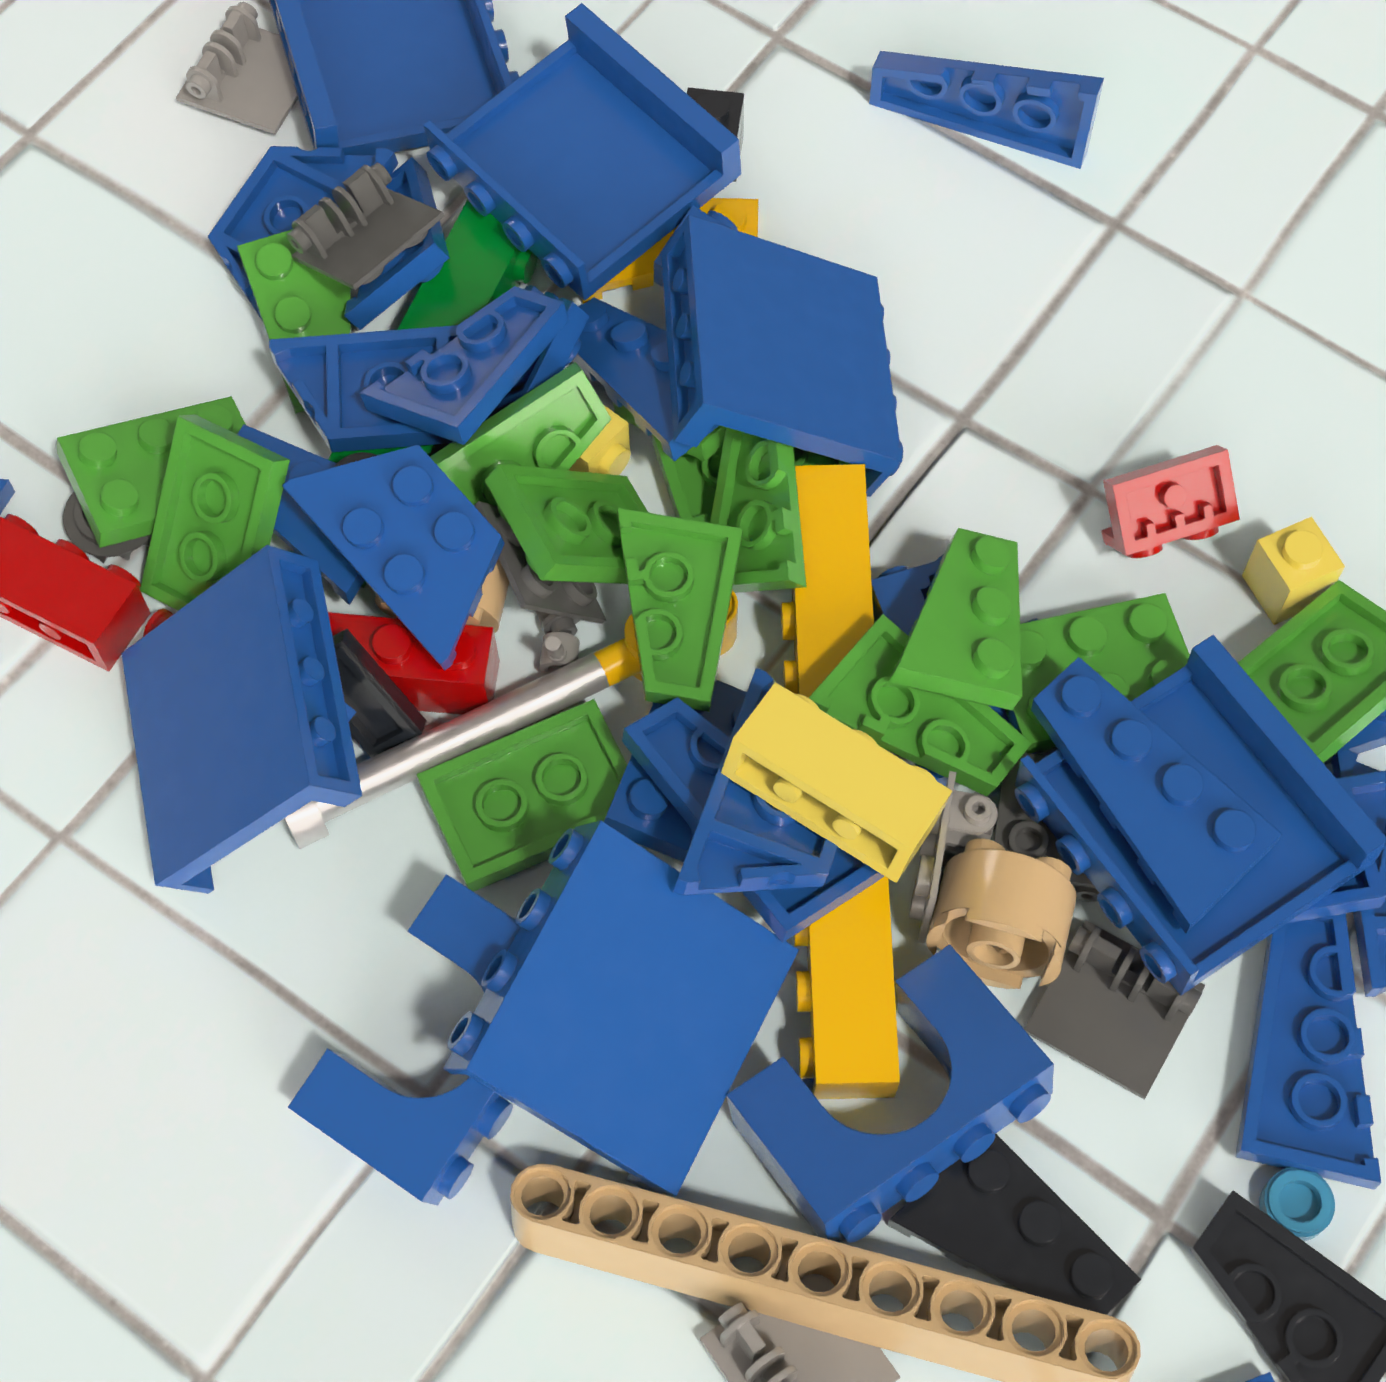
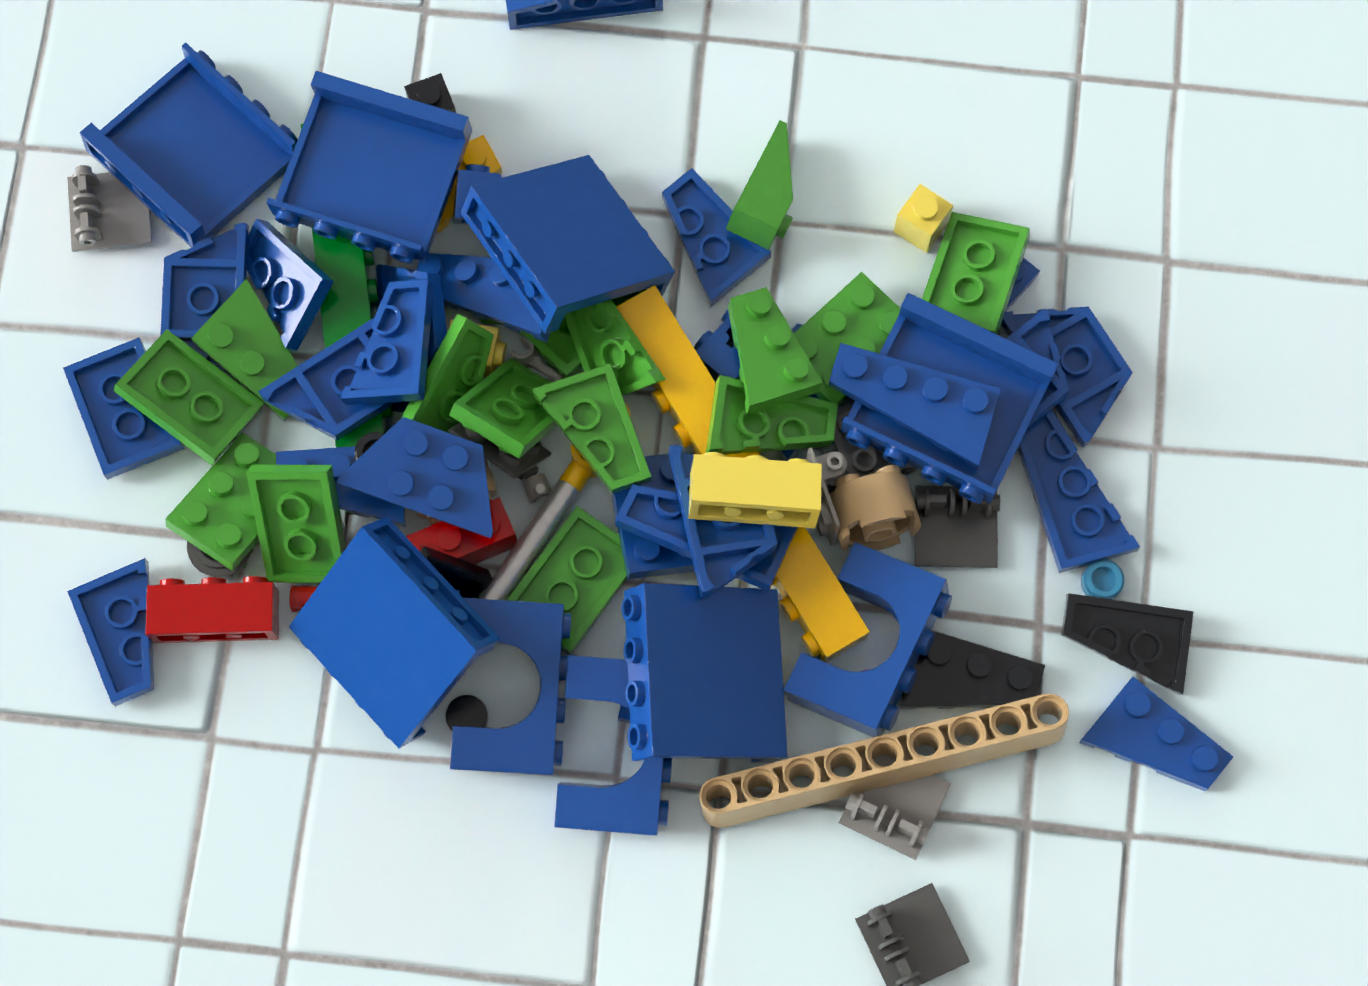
camera: 30 degrees left, 10 degrees up
(109, 298) = (117, 430): none -> blue plate
(190, 317) = (188, 397): none -> bright green plate
(278, 898) = (466, 711): none -> black tile
(337, 974) = (531, 743): none -> blue arch
(361, 232) = (272, 291): dark grey hinge -> none
(652, 489) = (532, 359): none -> light grey hand
(986, 457) = (701, 222): none -> blue wing
(1077, 438) = (767, 195): none -> bright green slope
(1170, 502) = (835, 213): bracket -> none

